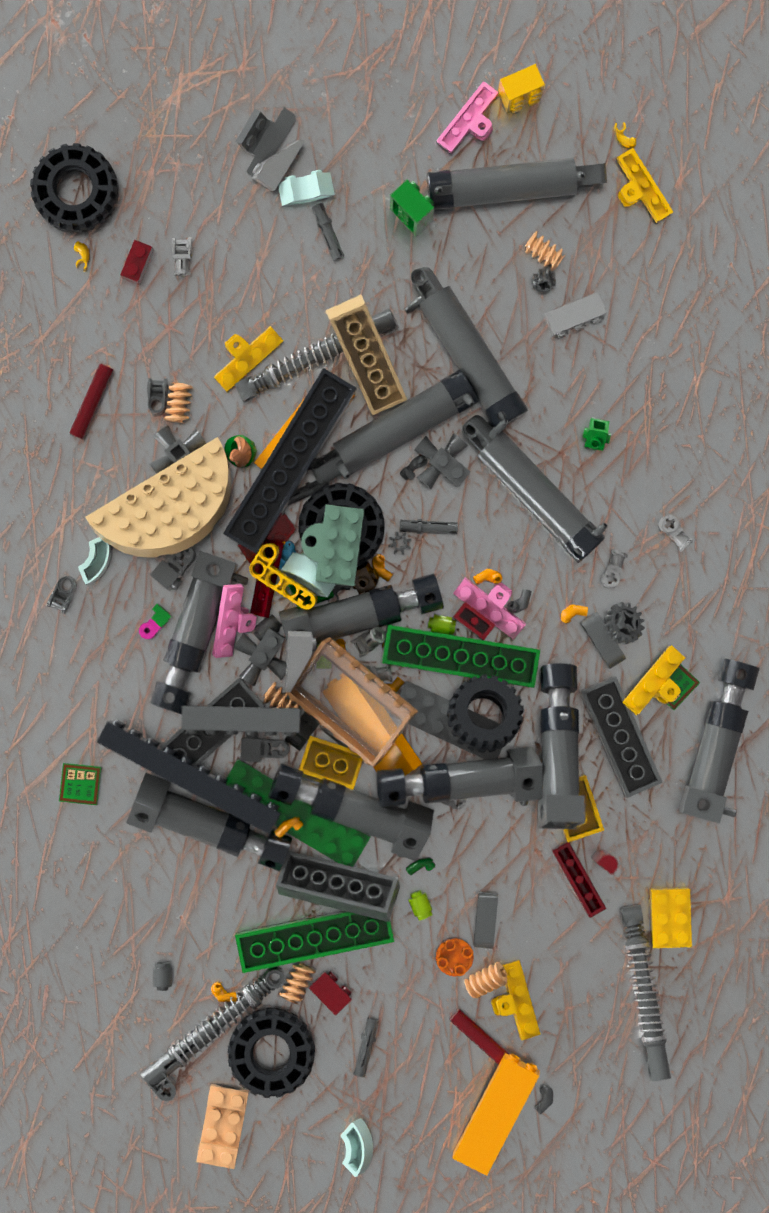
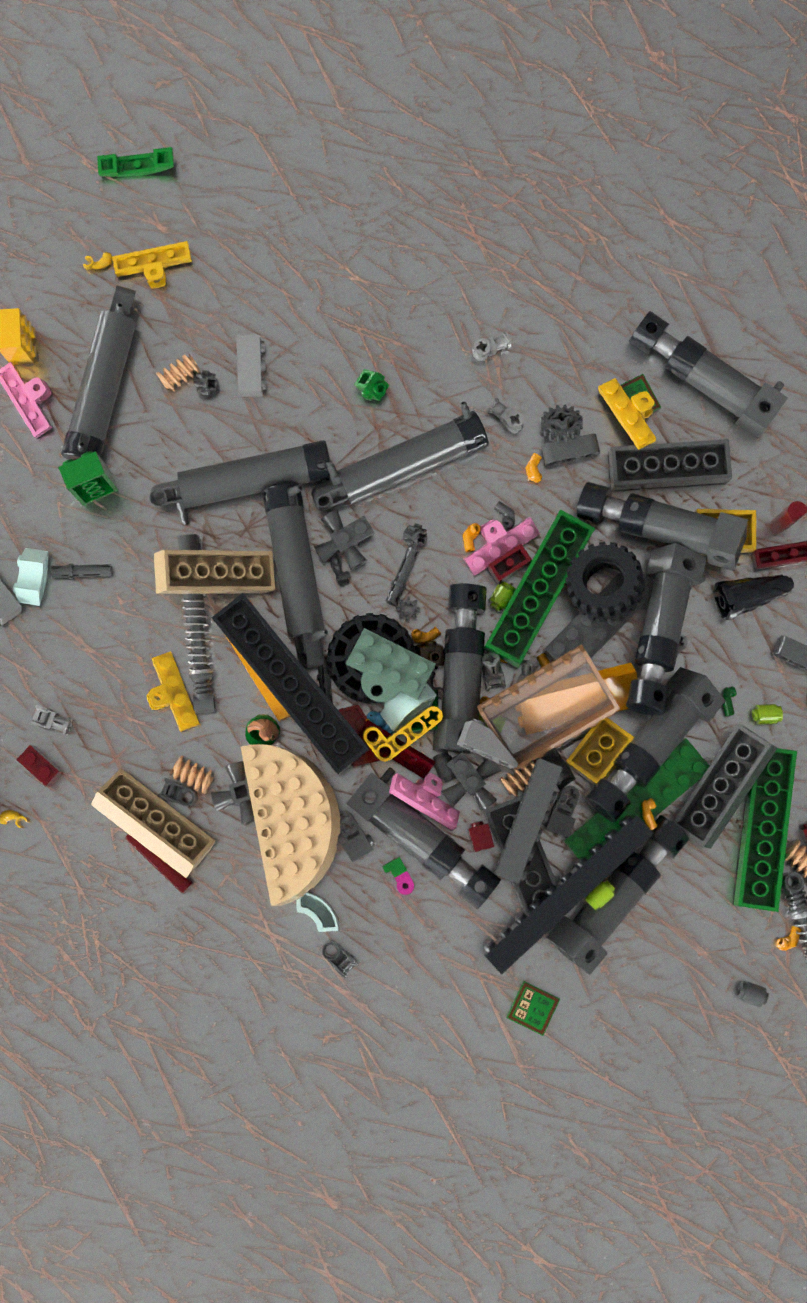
camera: 70 degrees left, 5 degrees down
(122, 383) = (153, 822): none -> tan brick
(198, 806) = (600, 895): none -> lime brick
(214, 682) = (480, 836): none -> dark red brick
(469, 525) = (415, 535): none -> dark grey gear
(524, 849) = (749, 593): none -> black cone
(731, 135) = (135, 165): none -> green slope

